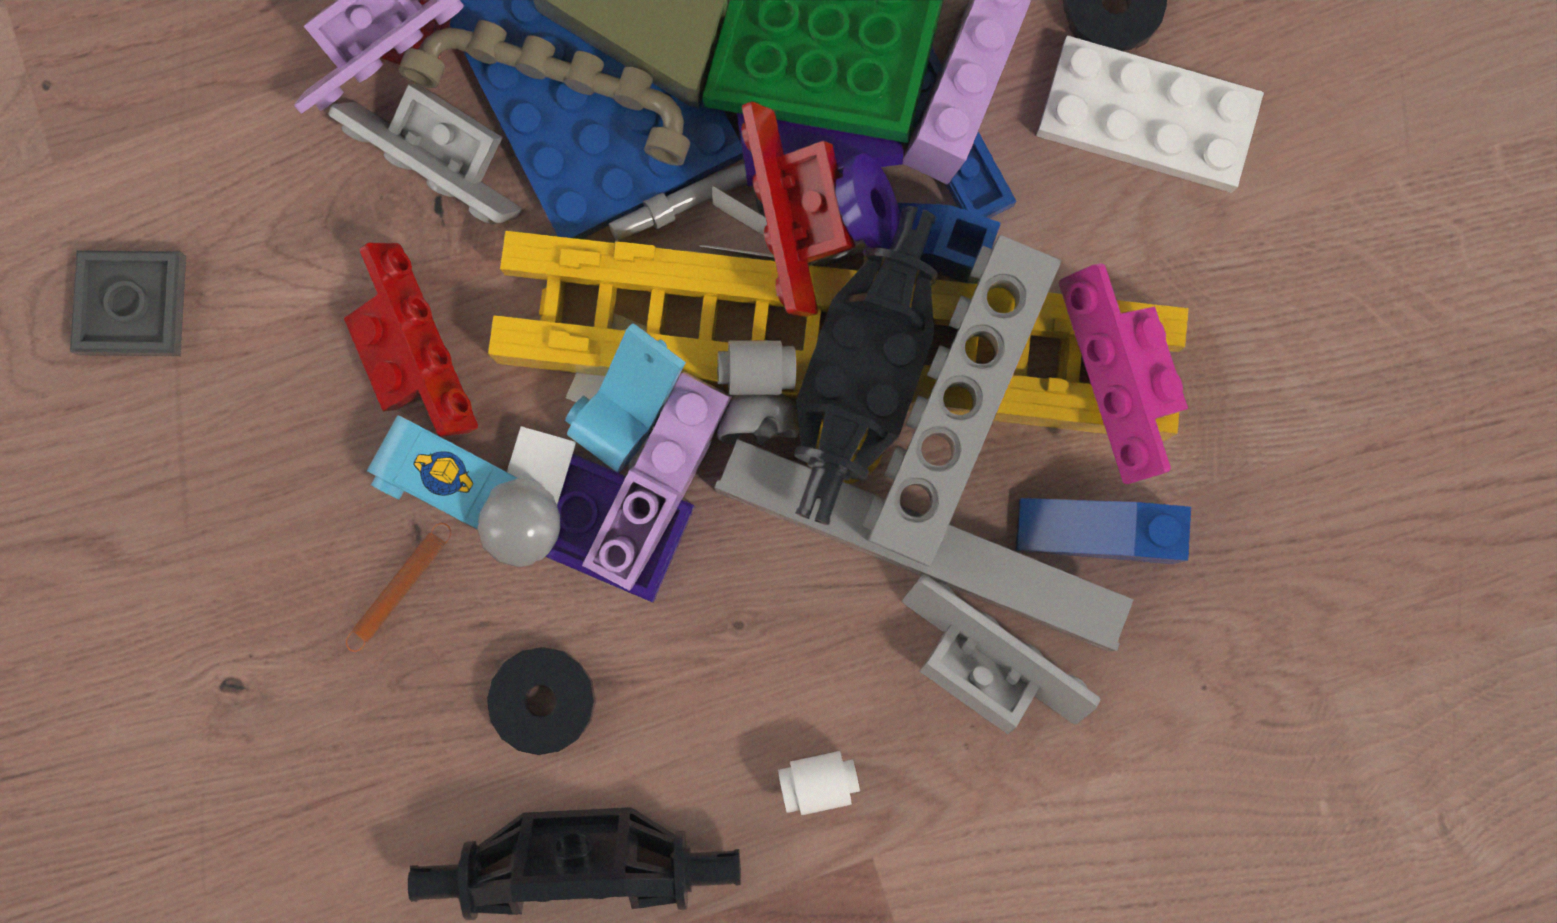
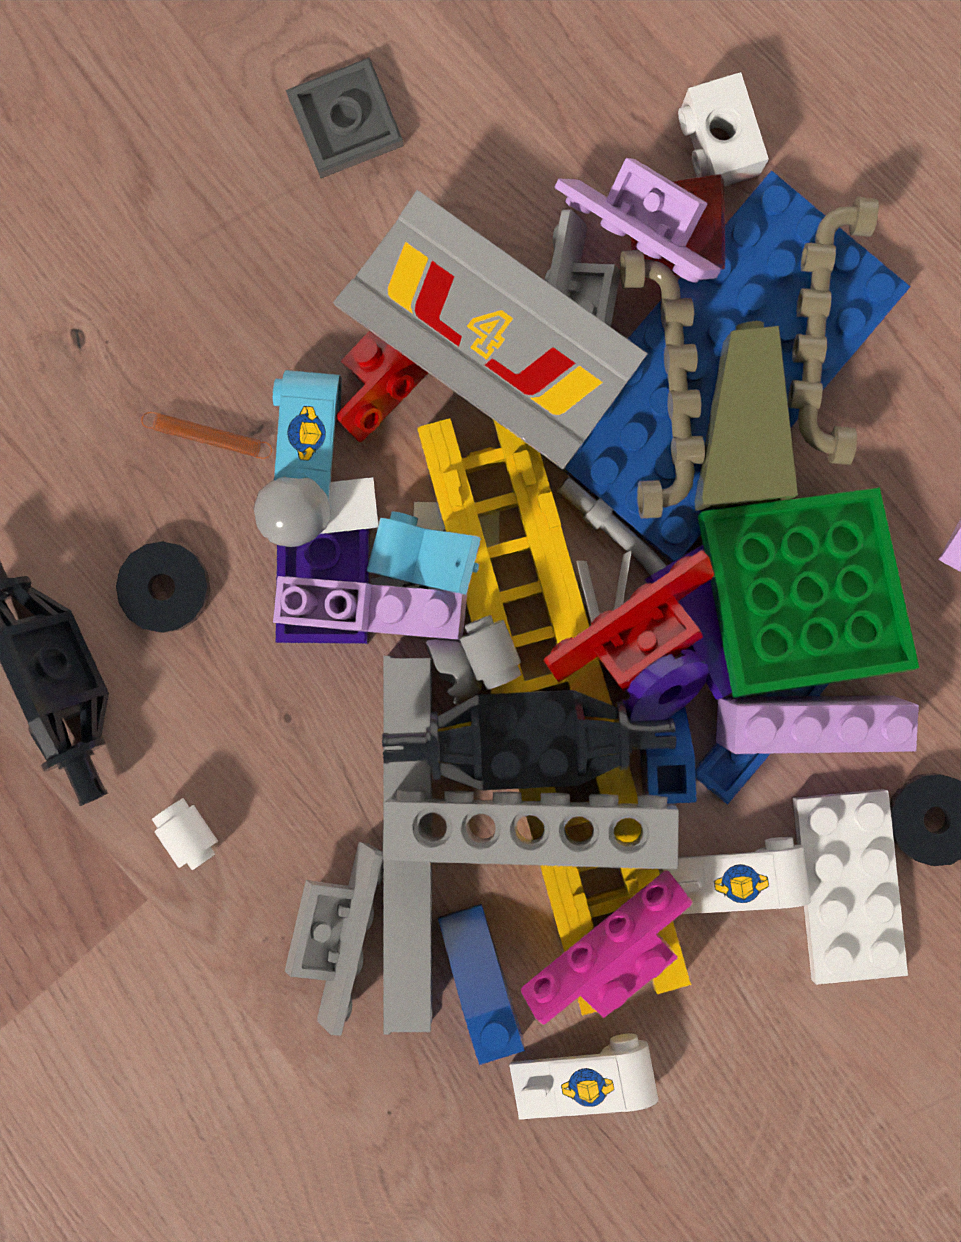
camera: 65 degrees right, 5 degrees up
(418, 233) = (491, 329): none -> light grey hinge
(1103, 209) = (746, 881): none -> white door
(1251, 463) = (587, 1084): none -> white door

